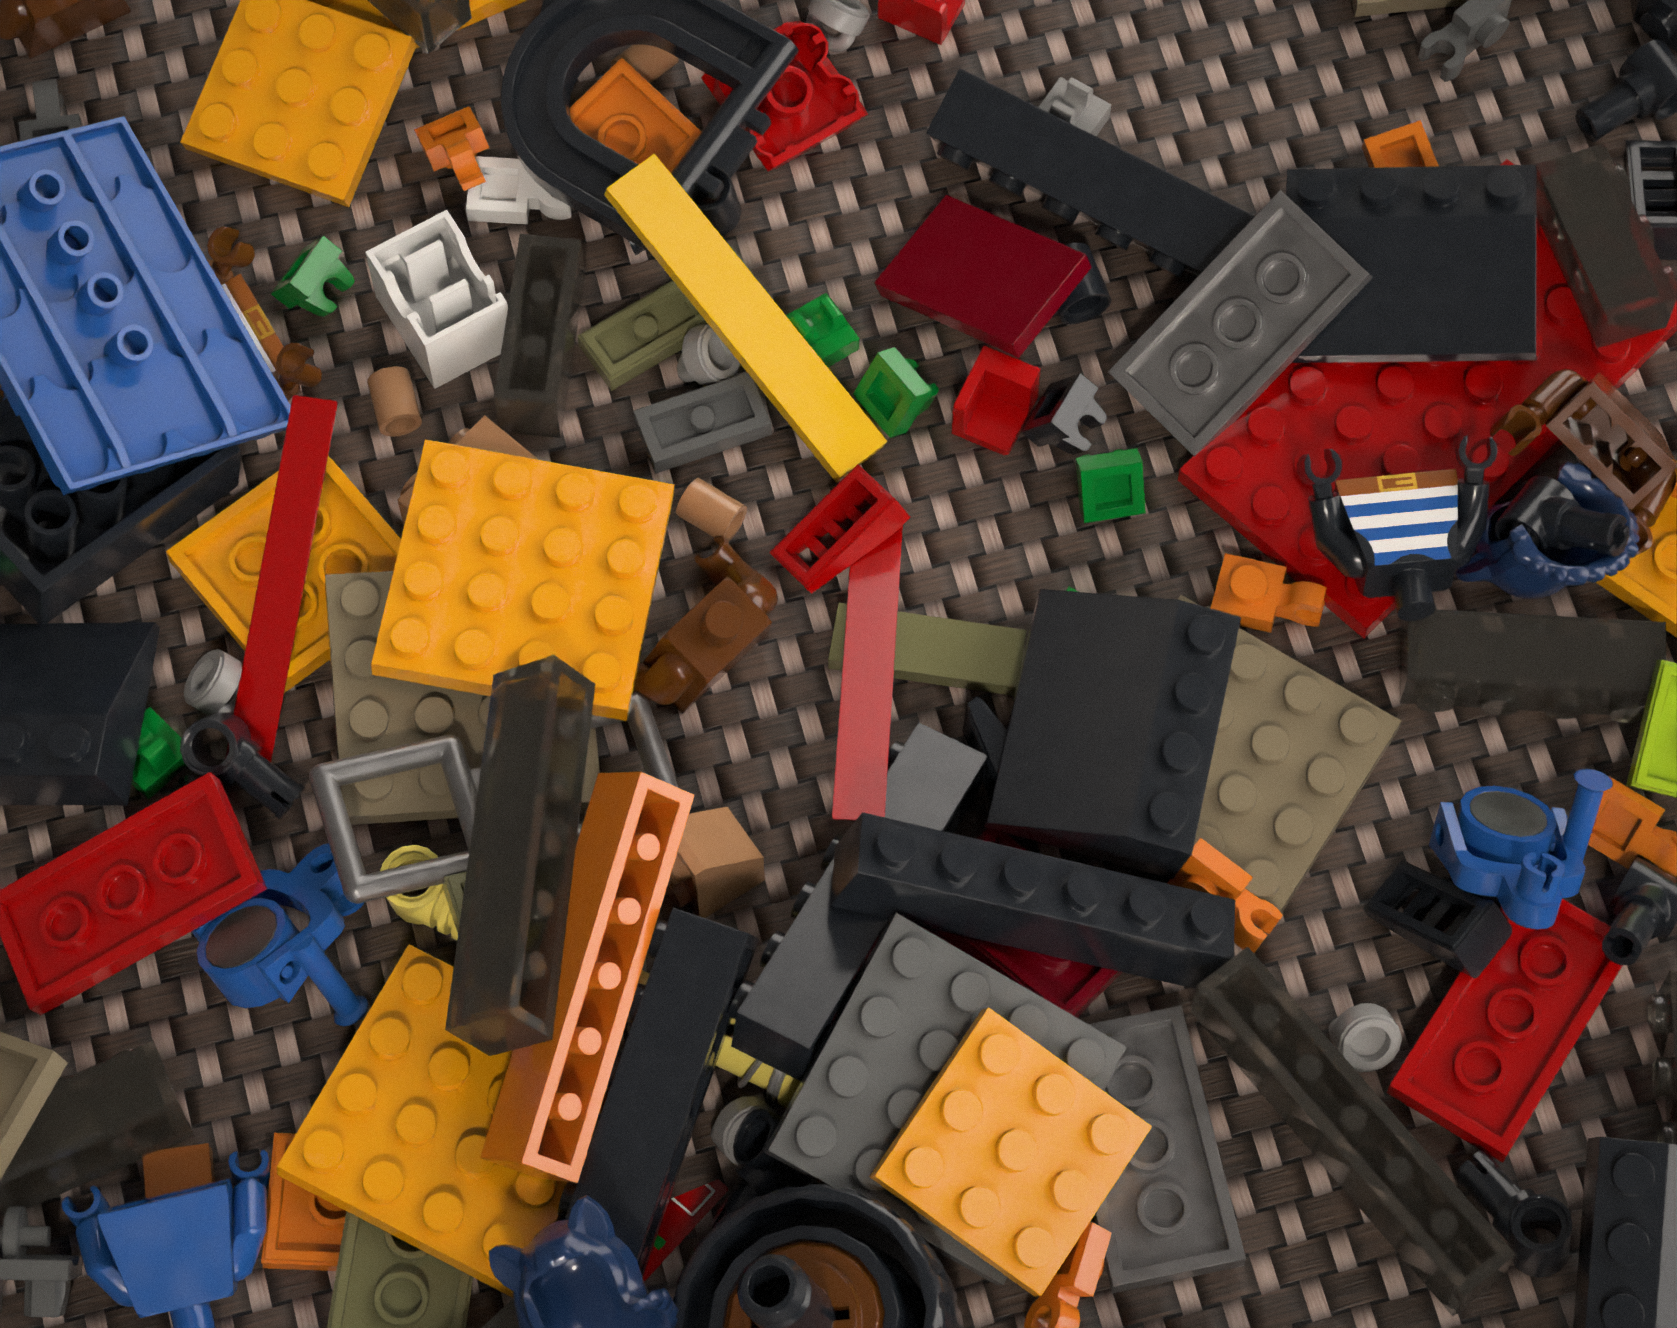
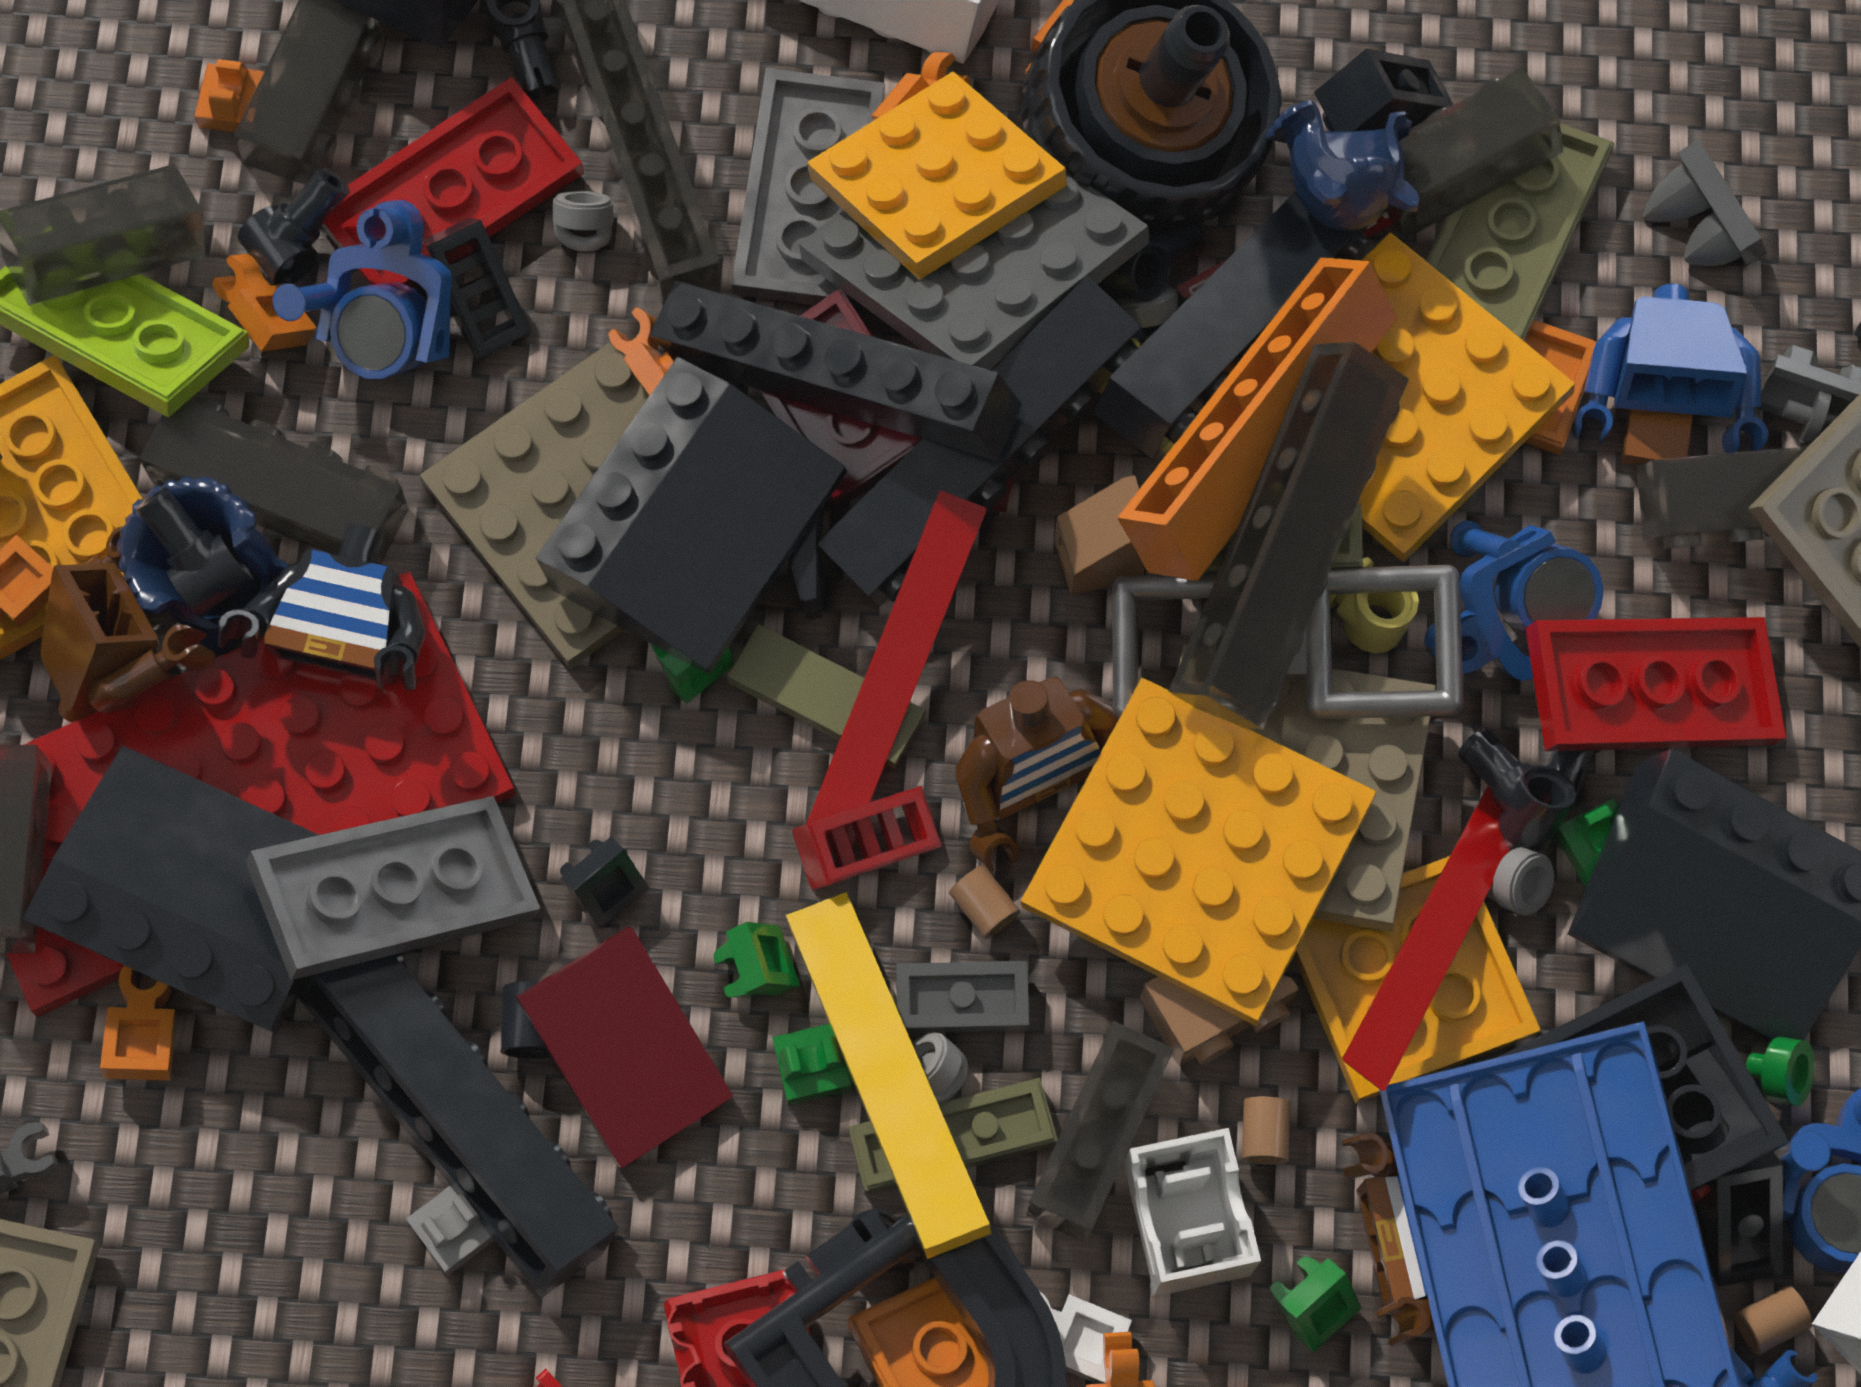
camera: 165 degrees left, 5 degrees up
(995, 401) = (665, 919): red panel -> none
(1110, 485) = (587, 789): green tile -> none
(1258, 594) = (495, 646): orange plate -> none

